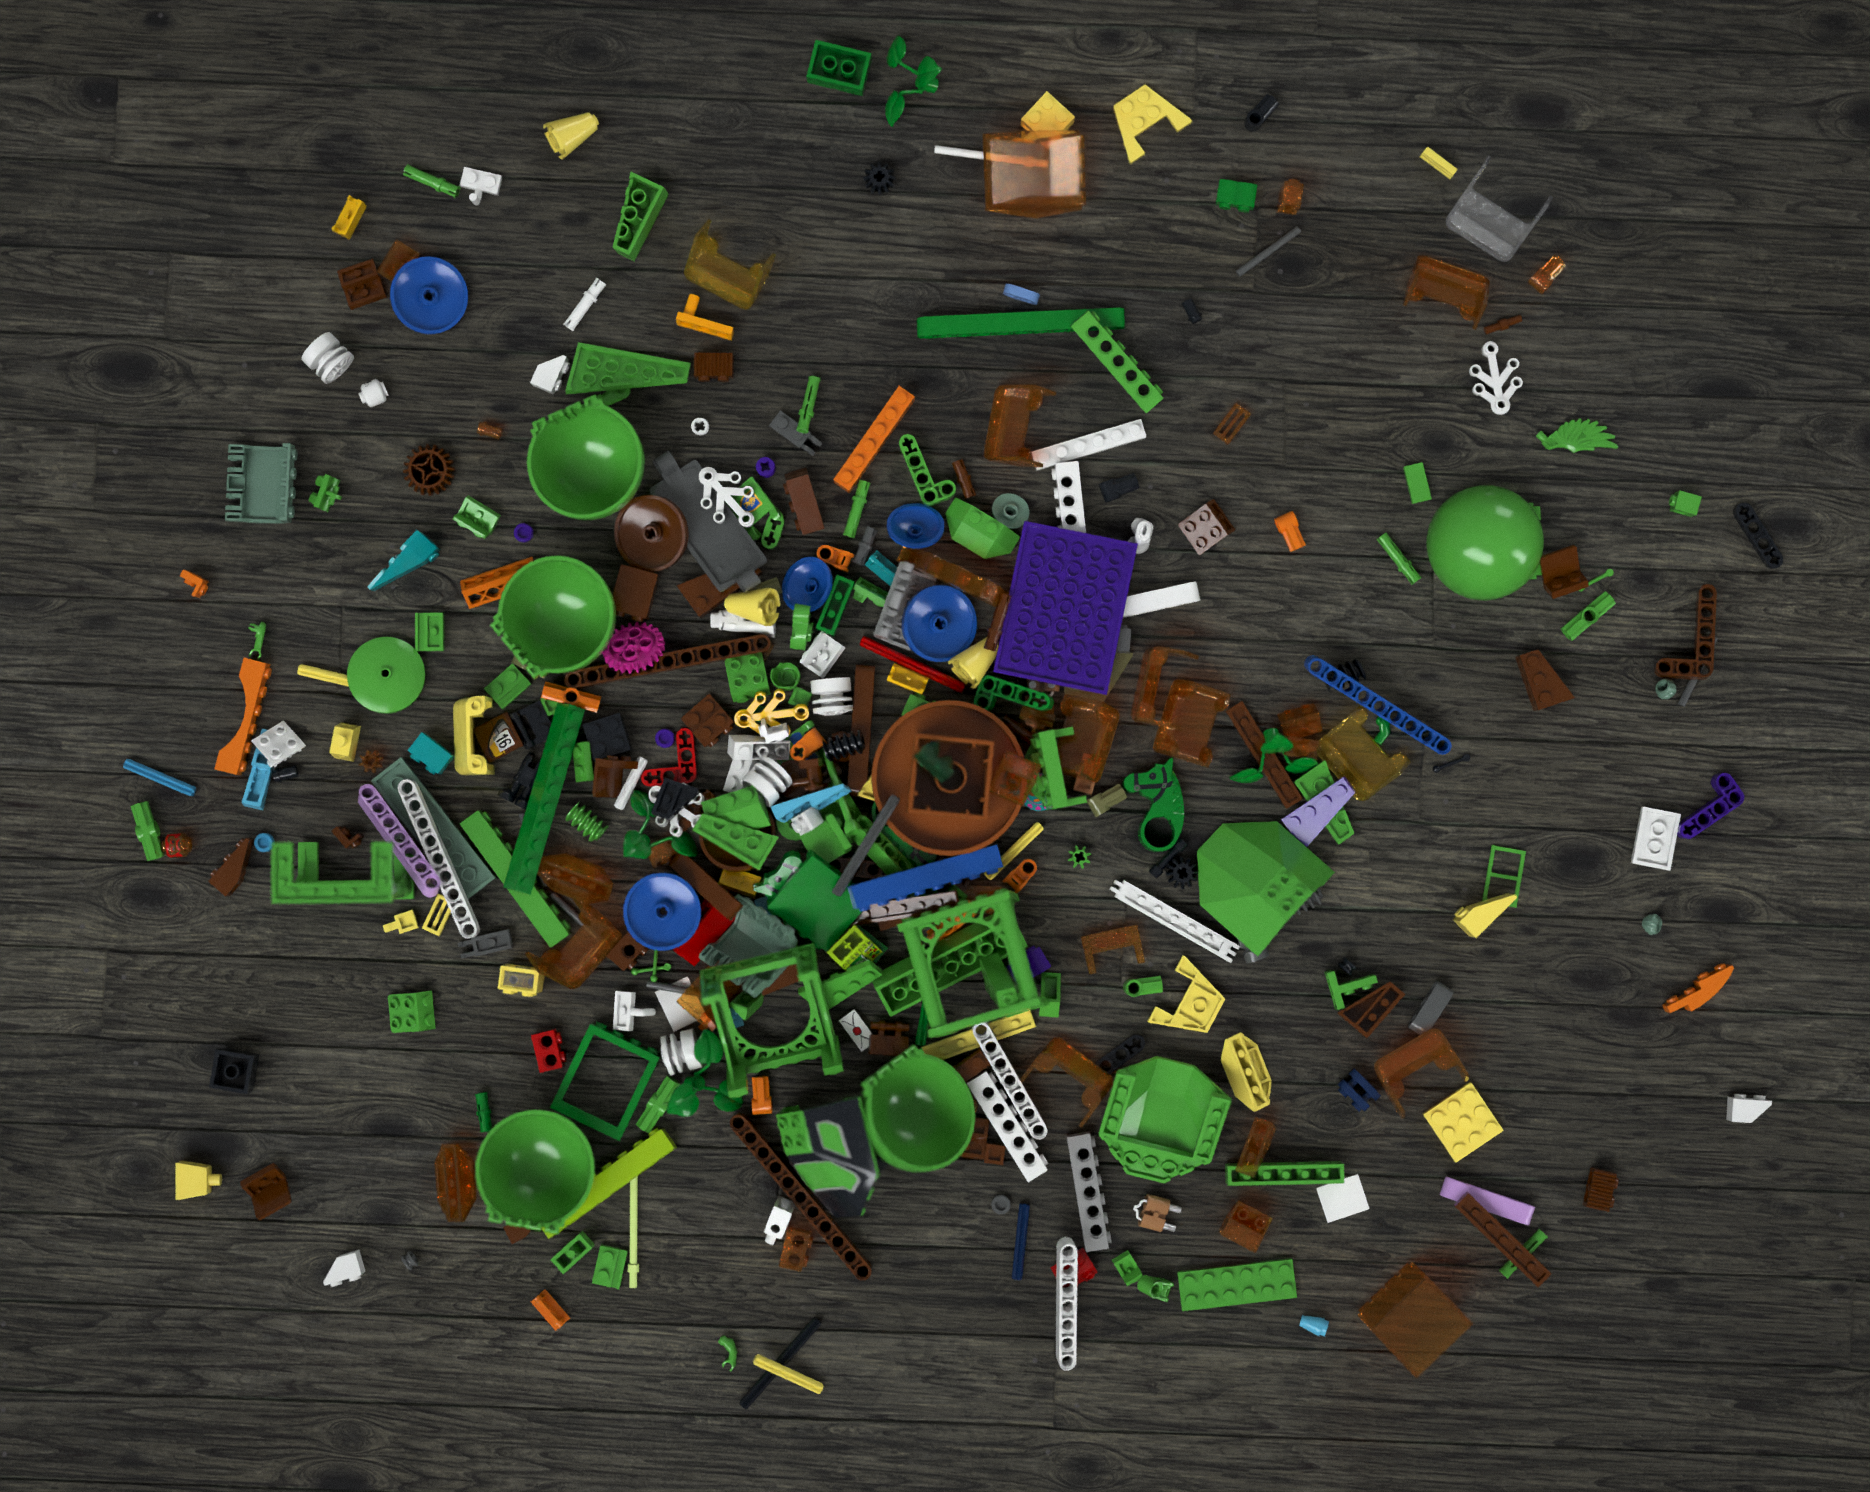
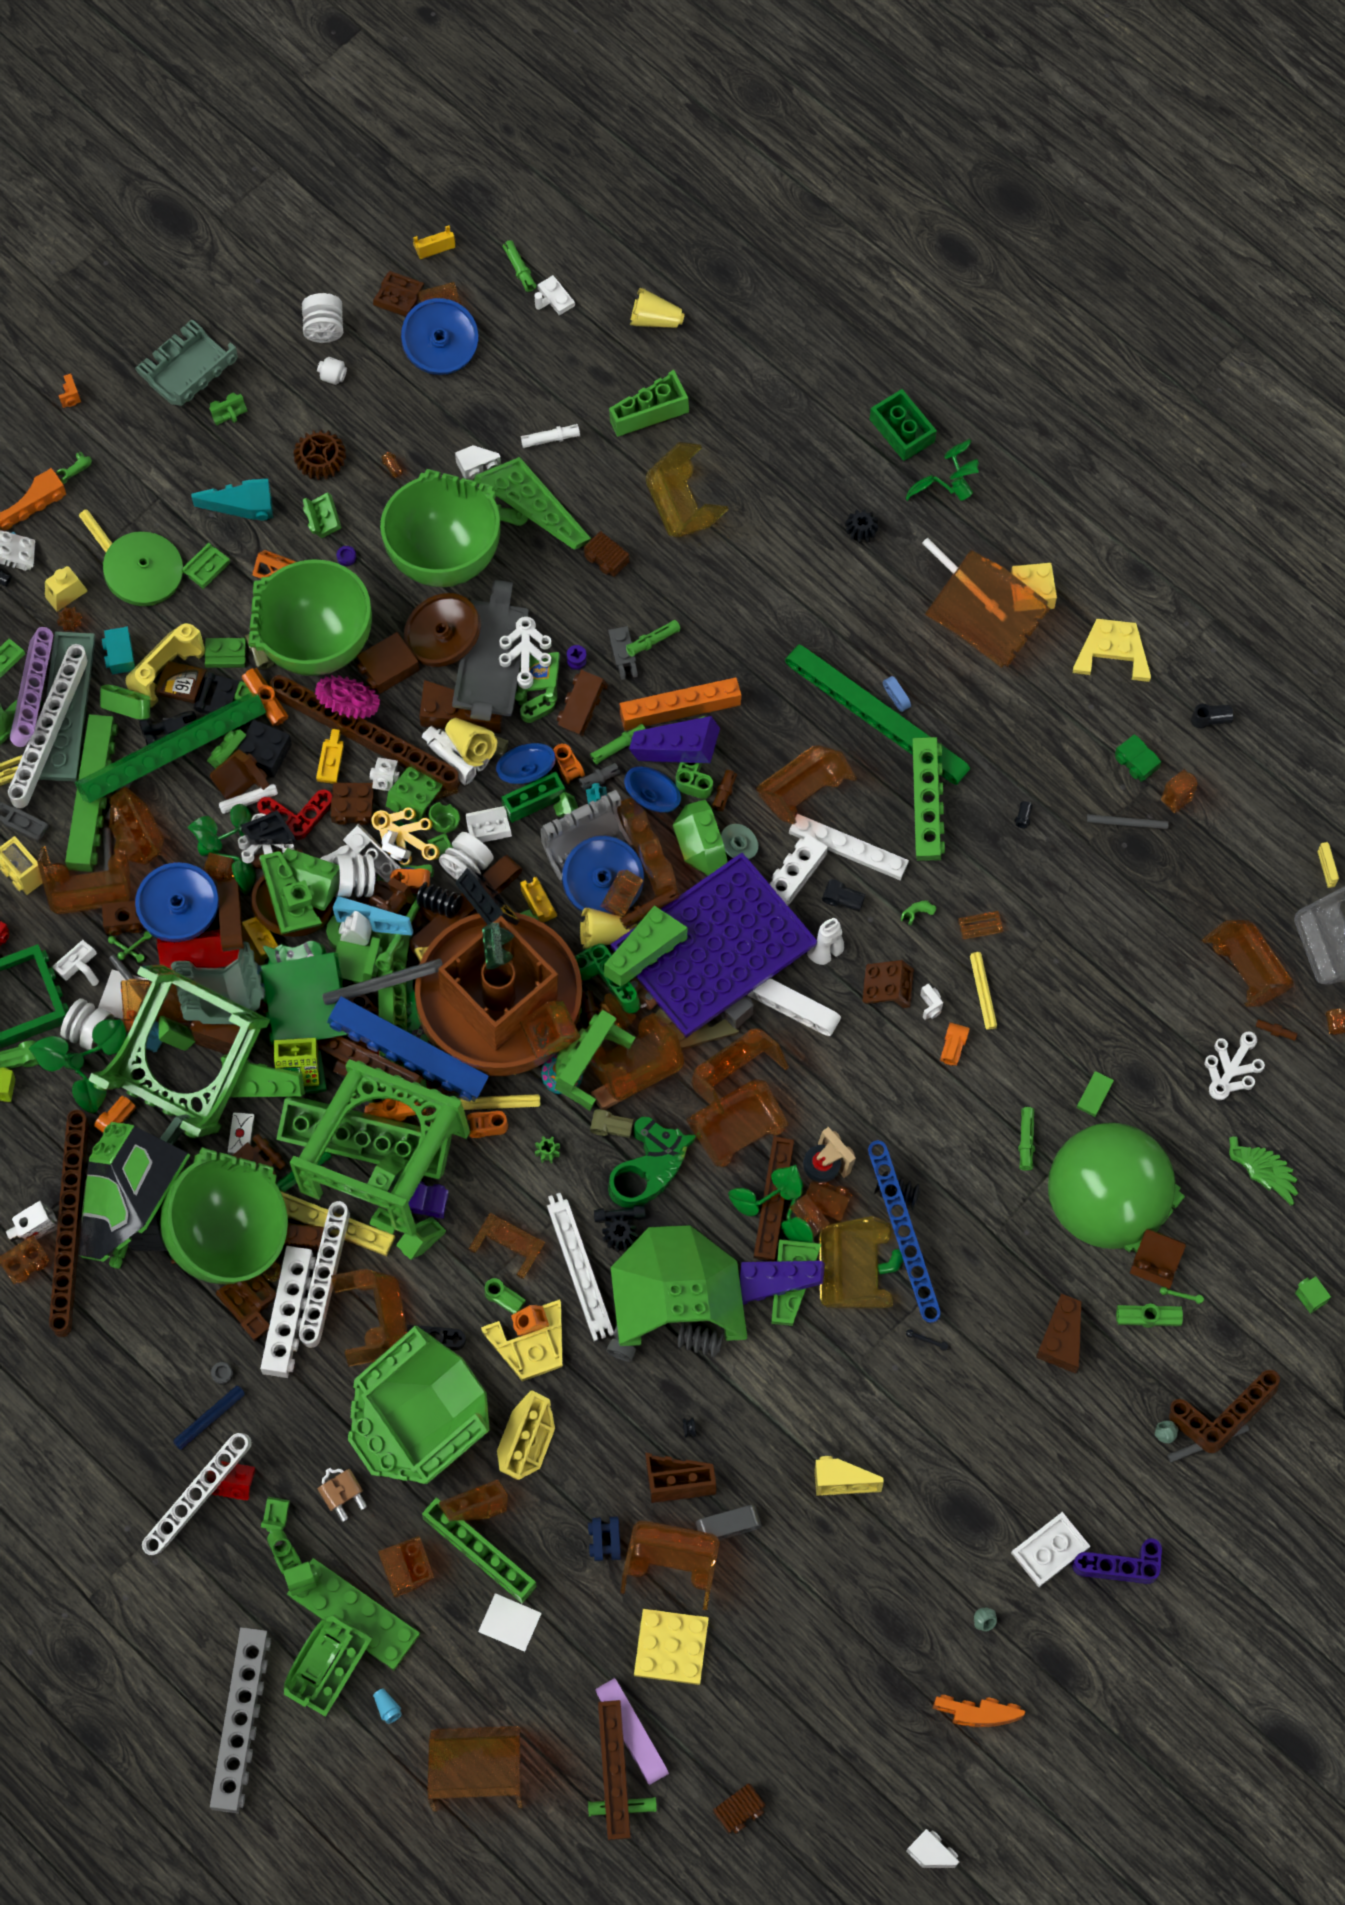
camera: 40 degrees right, 20 degrees down
(476, 791) = (125, 702): none -> bright green beam
(586, 822) = (184, 795): bright green piece -> none
(661, 701) = (330, 758): none -> yellow hinge
(665, 738) = (306, 788): dark purple tile -> none
(690, 321) = (618, 508): light orange piece -> none
(699, 420) = (559, 586): white bush -> none
(713, 681) = (384, 774): none -> white brick
(746, 845) = (292, 903): none -> bright green brick
(802, 627) = (492, 789): bright green piece -> none
(814, 1070) = (173, 1131): none -> sand green tile
(880, 720) = (484, 897): none -> black fence
(906, 473) = (678, 742): none -> dark purple wedge
(912, 664) = (552, 893): red axle -> none
(967, 626) = (621, 893): none -> clear orange brick
(1023, 647) = (645, 944): none -> bright green wedge
(1091, 1241) = (278, 1473): light grey brick -> none
(1177, 988) = (533, 1314): none -> orange brick
(1180, 446) = (922, 906): none -> bright green piece
(1189, 1299) = (301, 1578): none -> bright green brick
(1241, 1339) = (317, 1657): none -> bright green piece
(1247, 511) = (933, 1000): none -> white bracket
(1264, 1478) = (247, 1640): none -> light grey brick
(1276, 472) = (983, 990): none -> light yellow axle
(1279, 699) = (828, 1158): none -> plate
(1346, 987) = (673, 1444): bright green bracket -> none
(1517, 879) = (900, 1483): bright green window -> none

